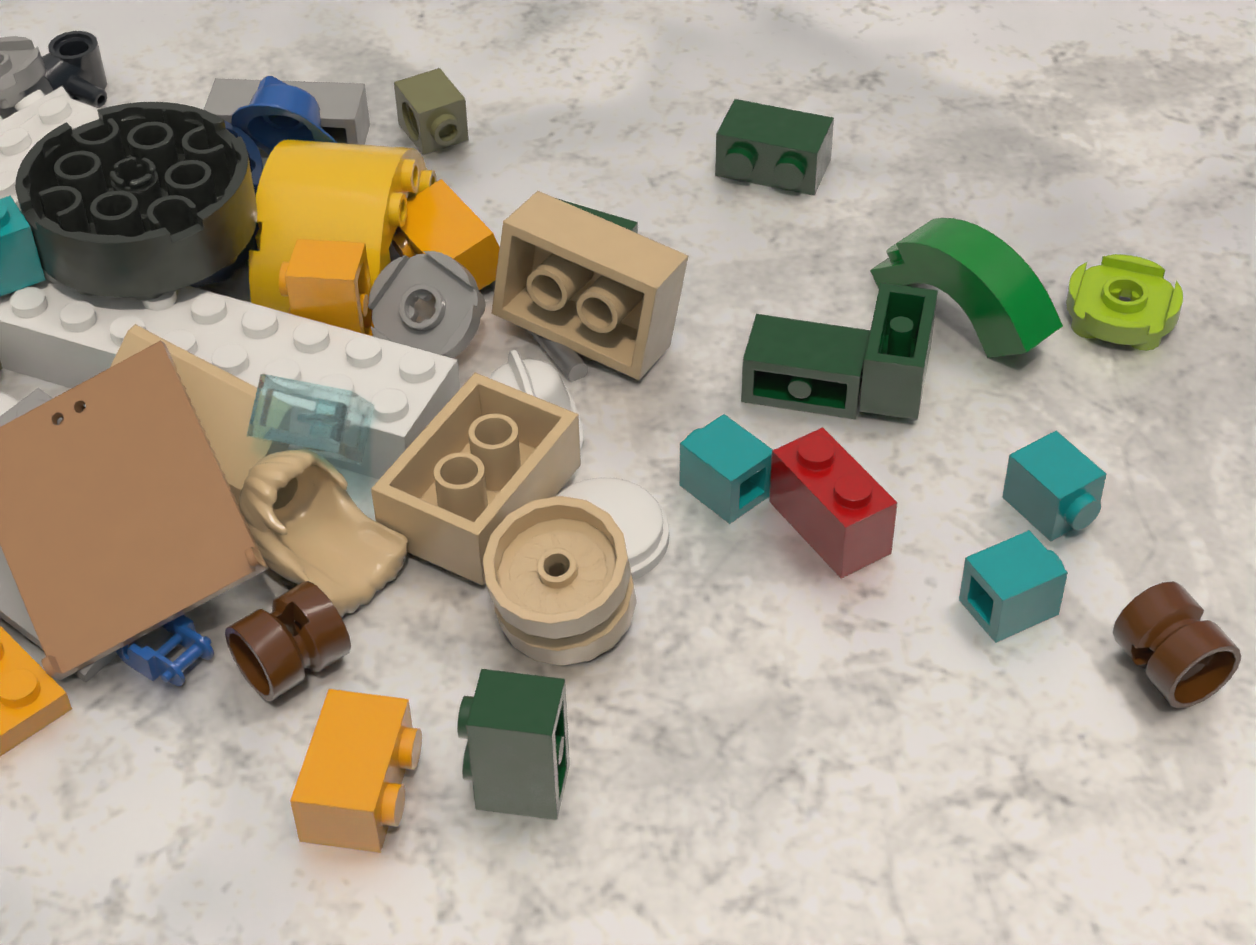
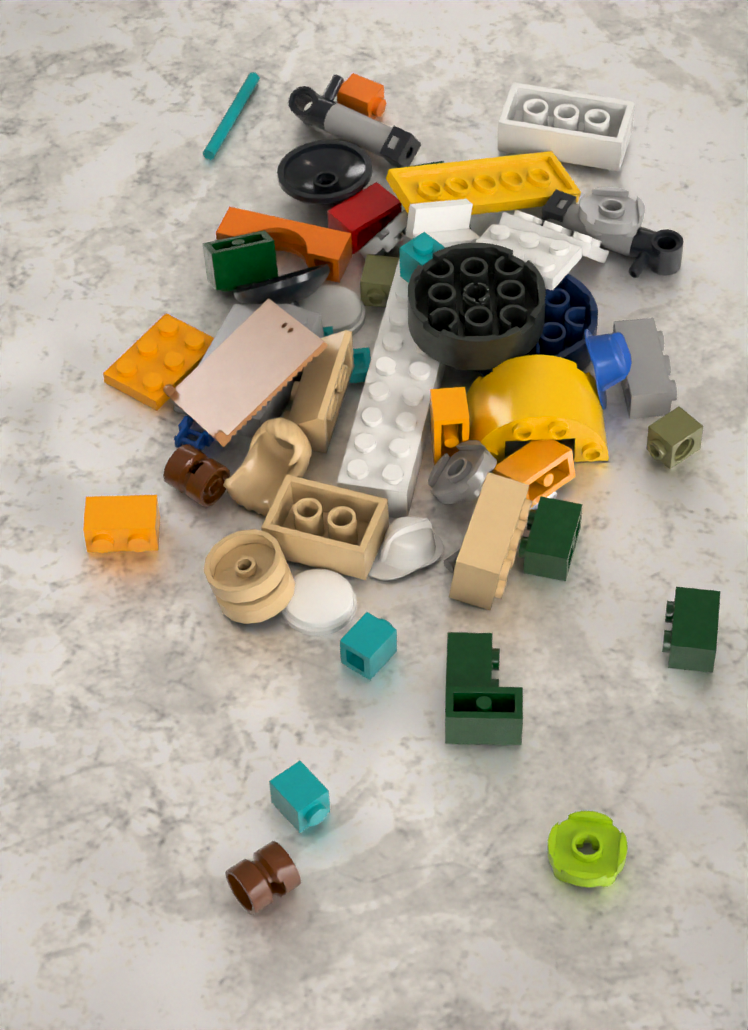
camera: 80 degrees right, 5 degrees up
(311, 418) = (315, 434): clear light blue slope -> none
(516, 743) = (132, 578): brick -> none
(832, 502) = (347, 698): red brick -> none
(984, 278) = (555, 749): green arch -> none
(1054, 486) = (388, 813): teal brick -> none

